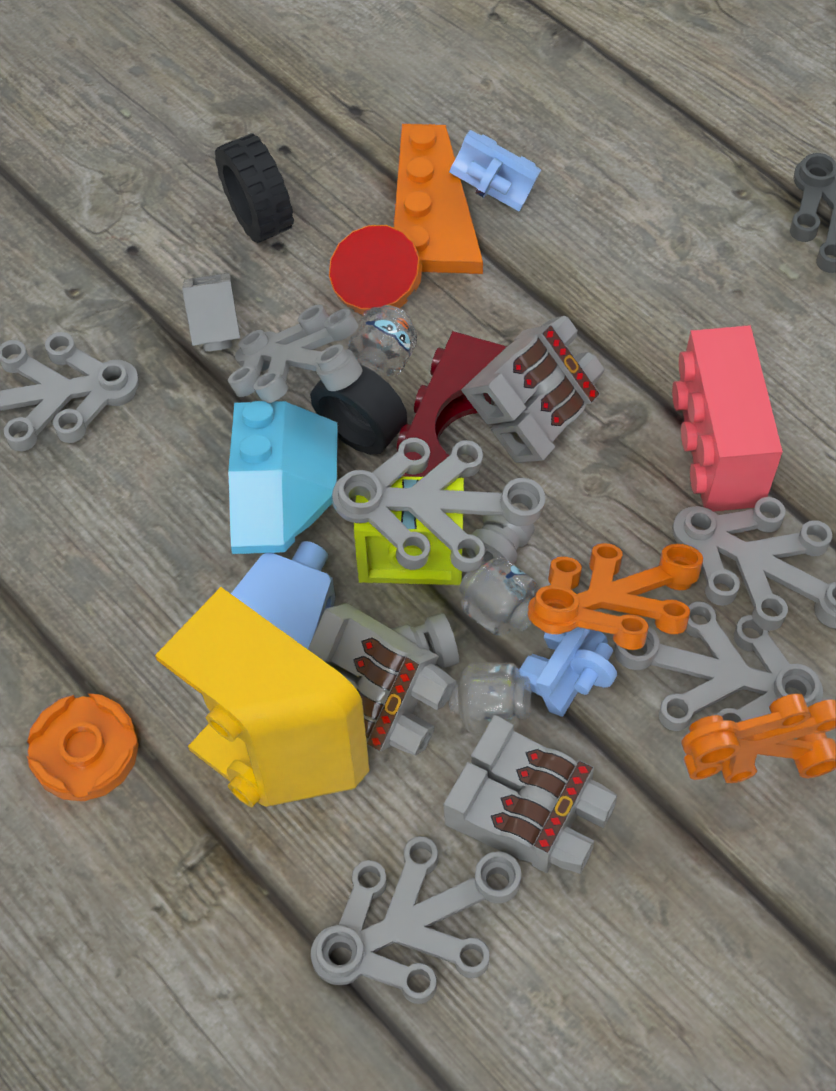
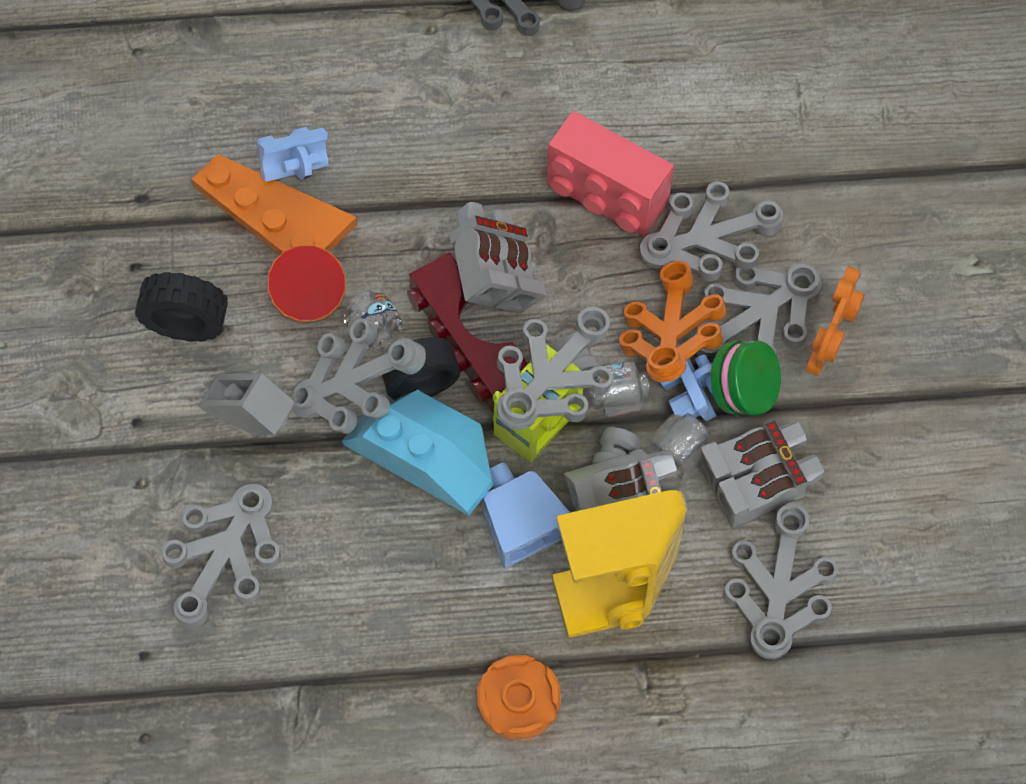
camera: 55 degrees left, 5 degrees up
(619, 704) = (745, 377): none -> green head

